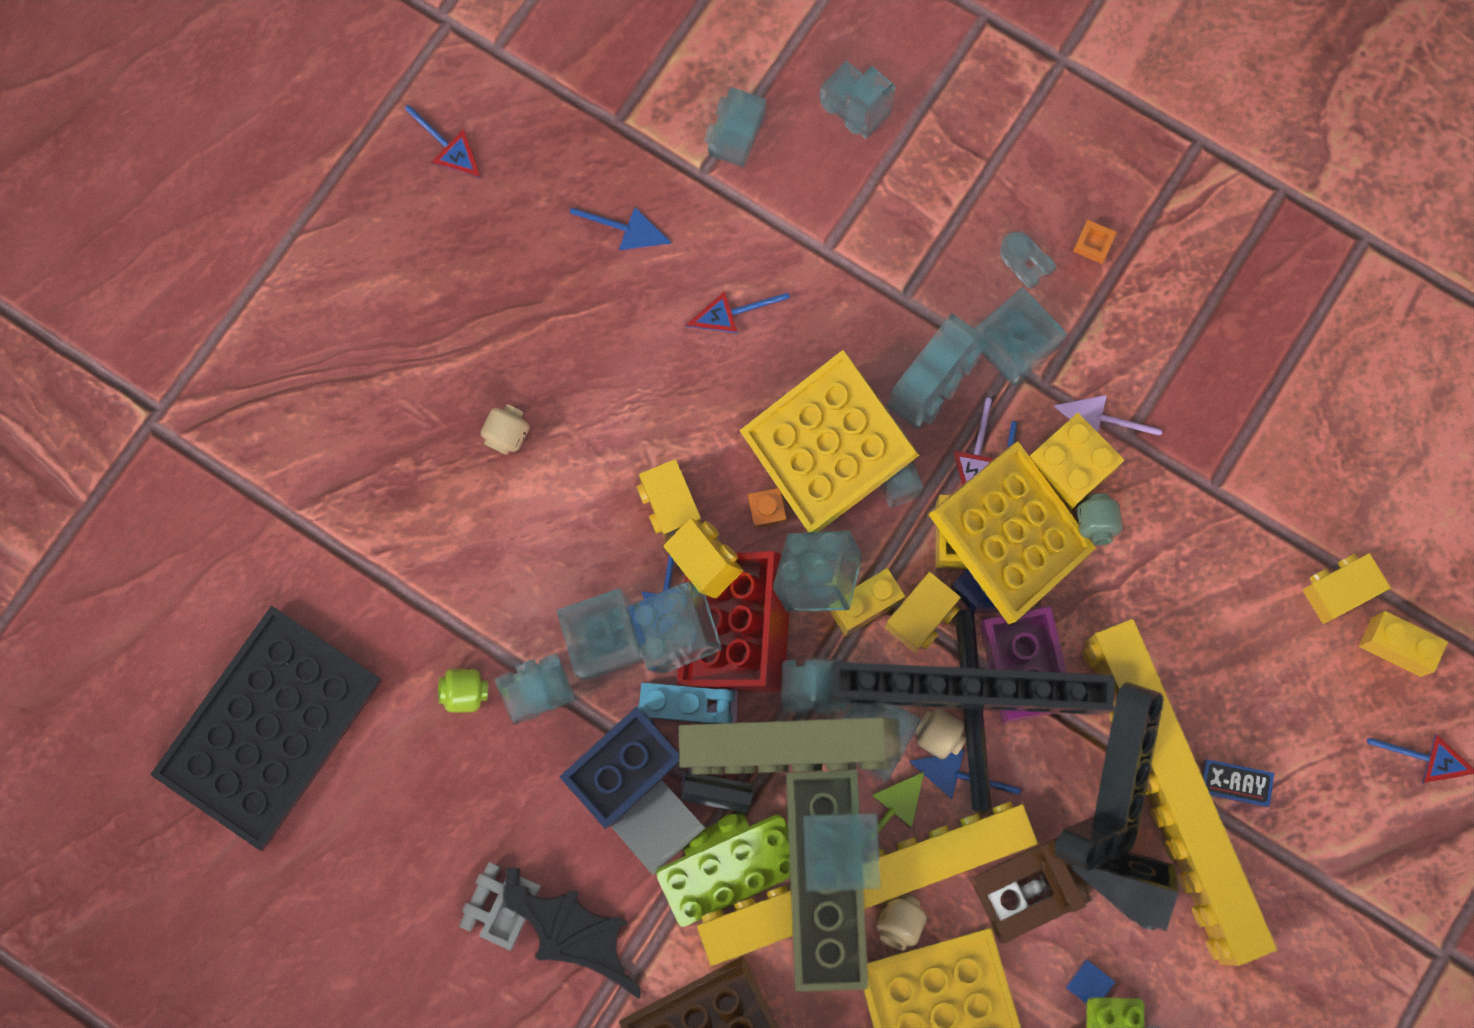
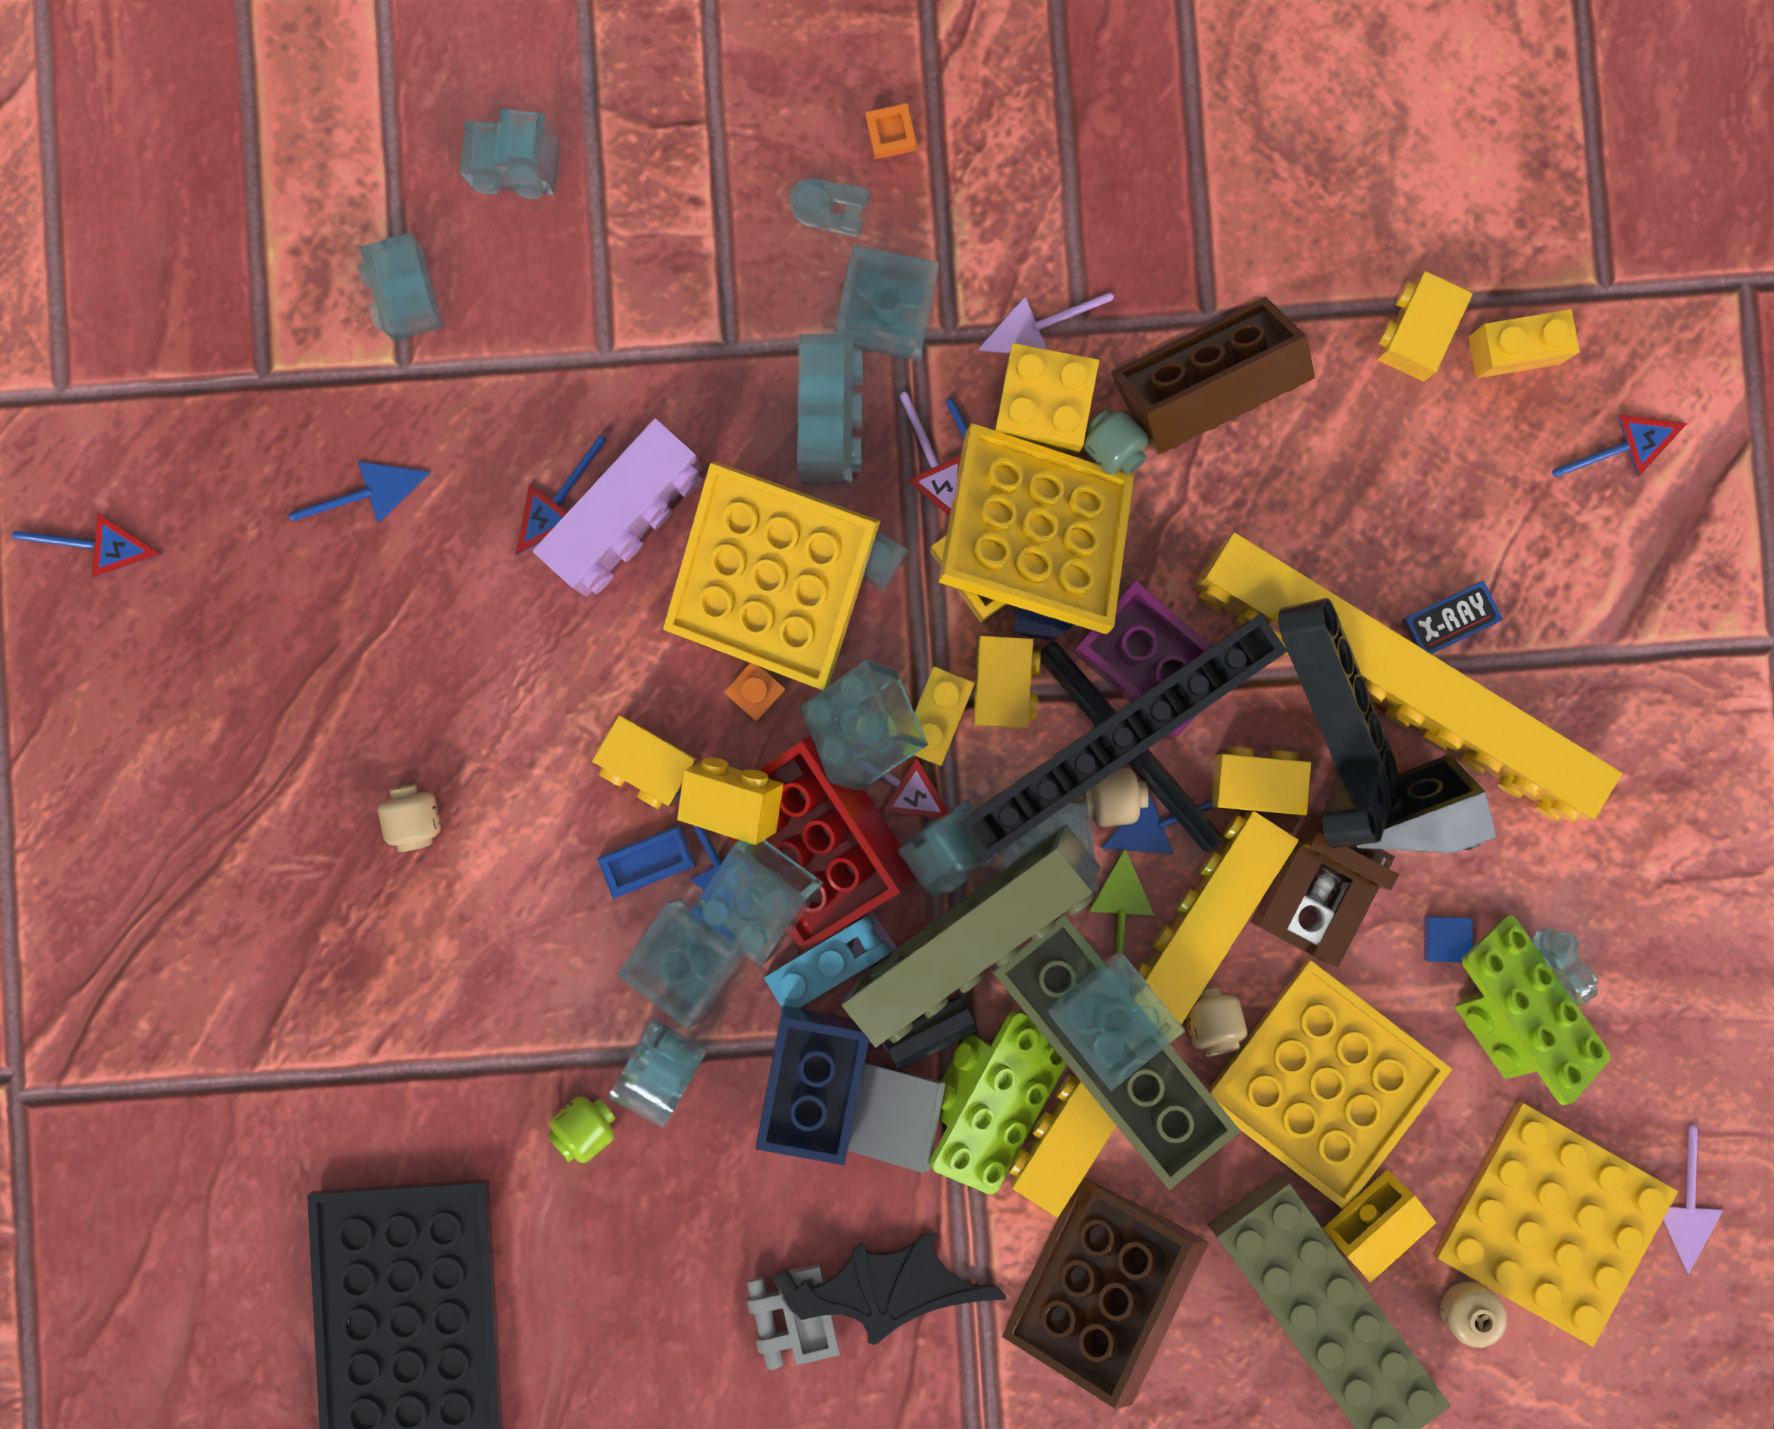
camera: 40 degrees left, 10 degrees up
(624, 561) = (646, 861): none -> blue tile
(768, 341) = (621, 509): none -> lavender brick
(816, 641) = (914, 794): none -> piece
(1040, 793) = (1259, 783): none -> yellow brick
(1191, 523) = (1215, 374): none -> reddish brown slope

